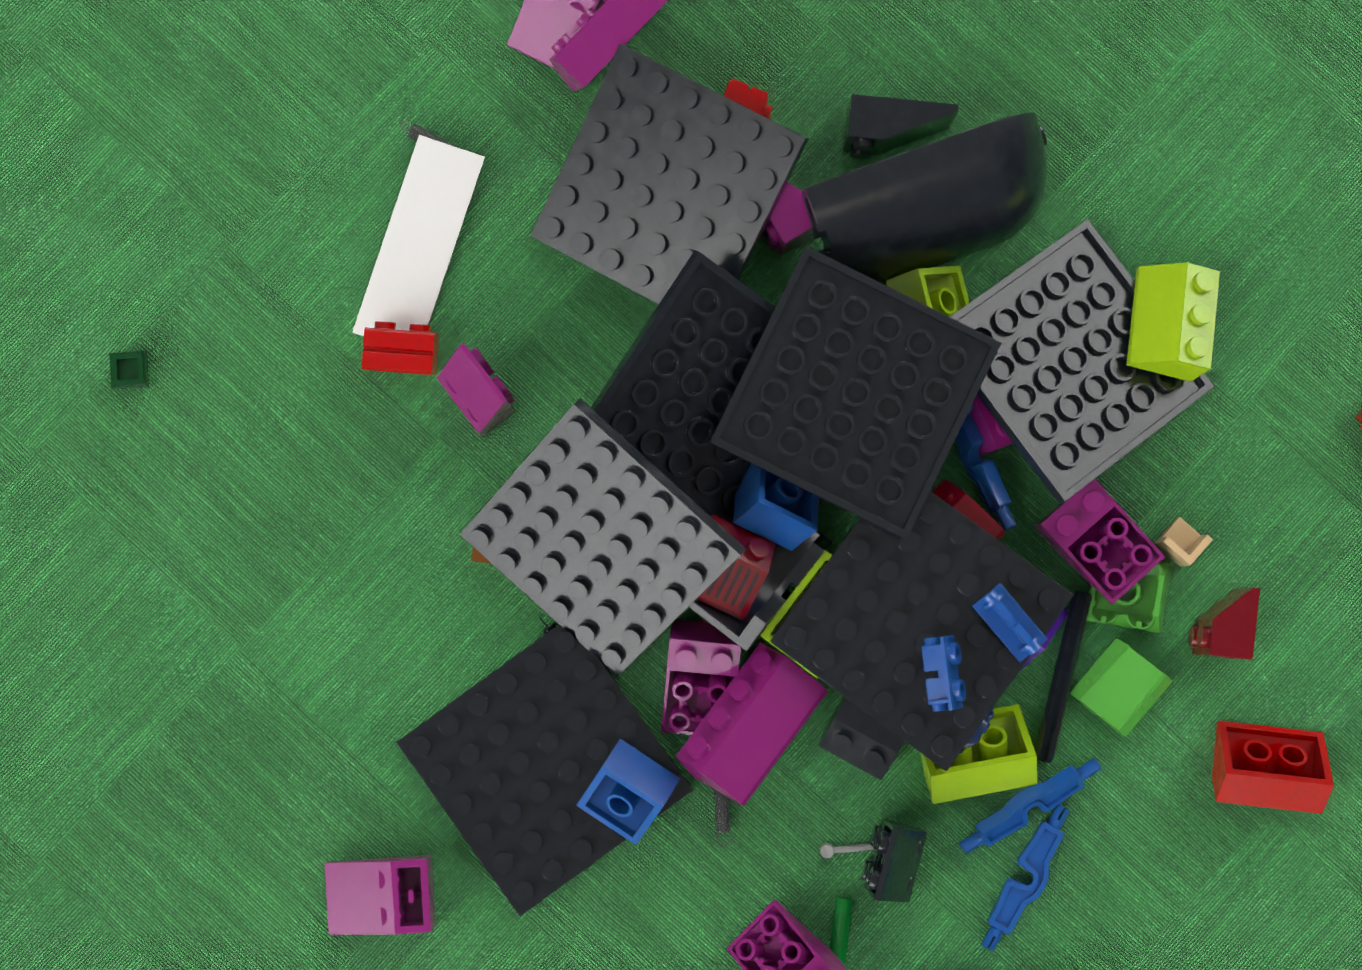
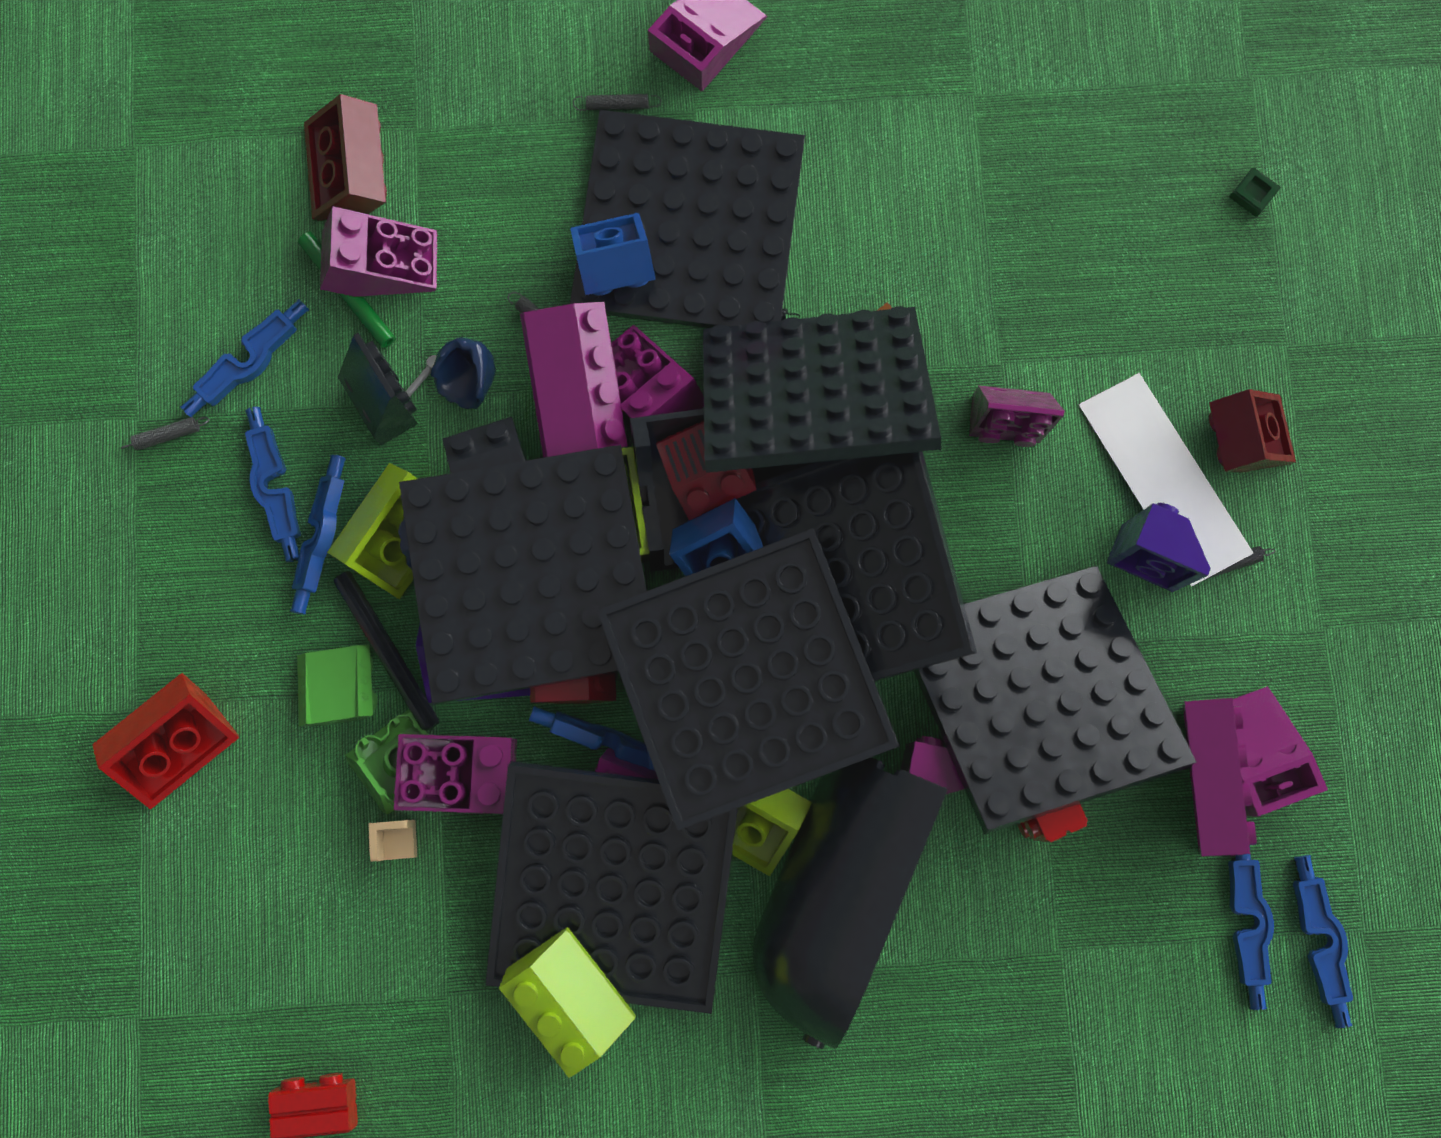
camera: 135 degrees right, 5 degrees down
(327, 211) = (1251, 431): none -> dark red slope
(400, 350) = (1095, 389): red brick -> none
(484, 201) = (1160, 548): none -> dark purple slope
(500, 910) = (614, 102): none -> dark grey piece
(816, 815) = (464, 372): none -> dark blue hair
(887, 123) = (936, 921): black slope -> none
(948, 686) = (455, 534): blue hinge -> none
(1010, 623) = (457, 630): blue hinge -> none
(1227, 627) = (295, 807): dark red slope -> none

